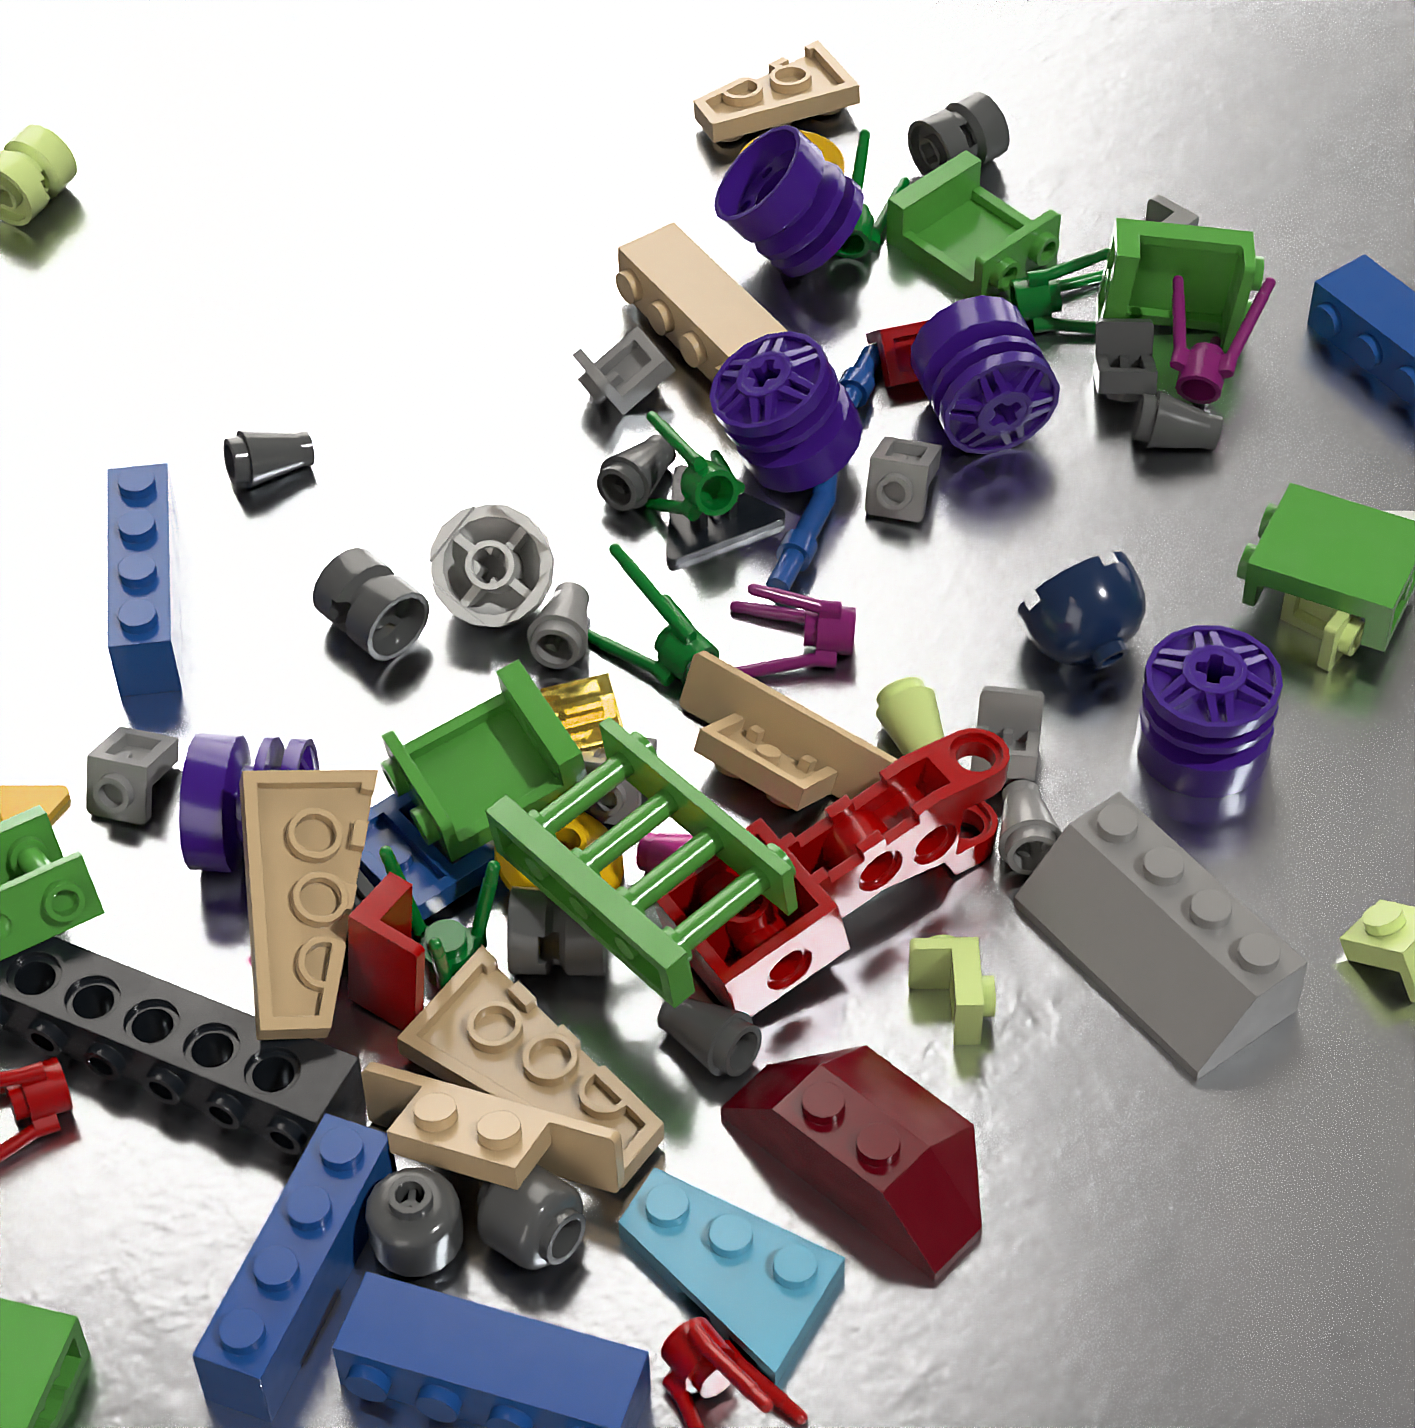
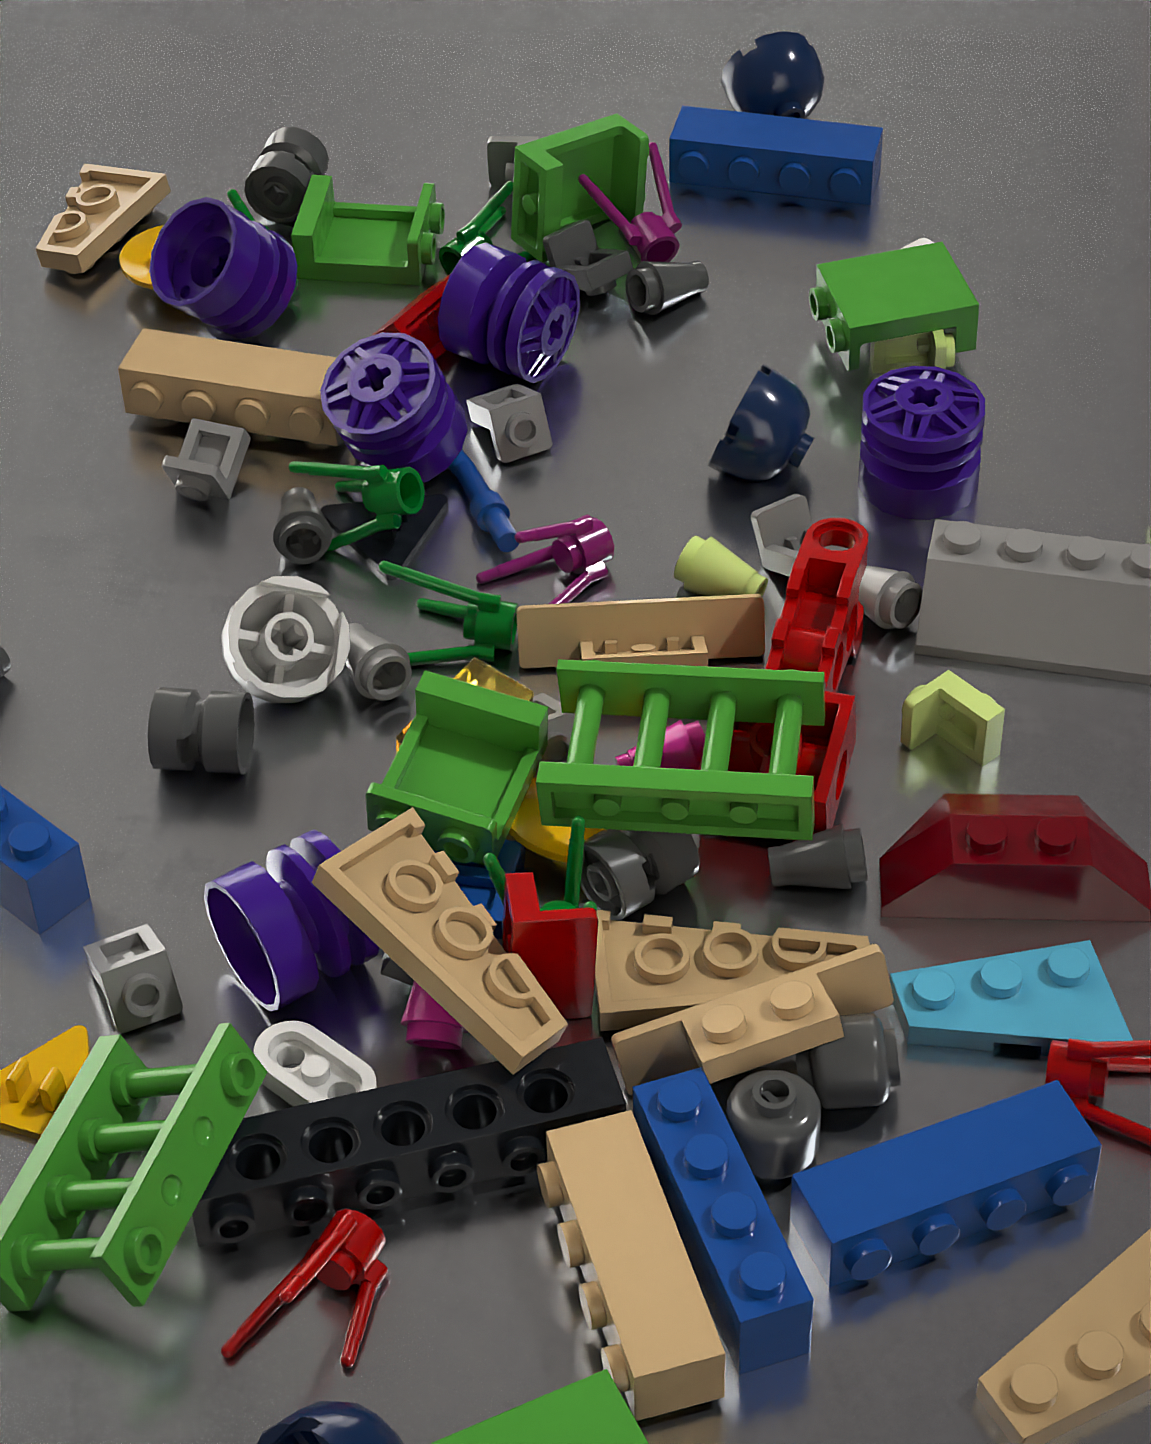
camera: 40 degrees left, 5 degrees down
(164, 945) = (323, 1069): none -> white plate
(189, 1254) = (633, 1266): none -> tan brick

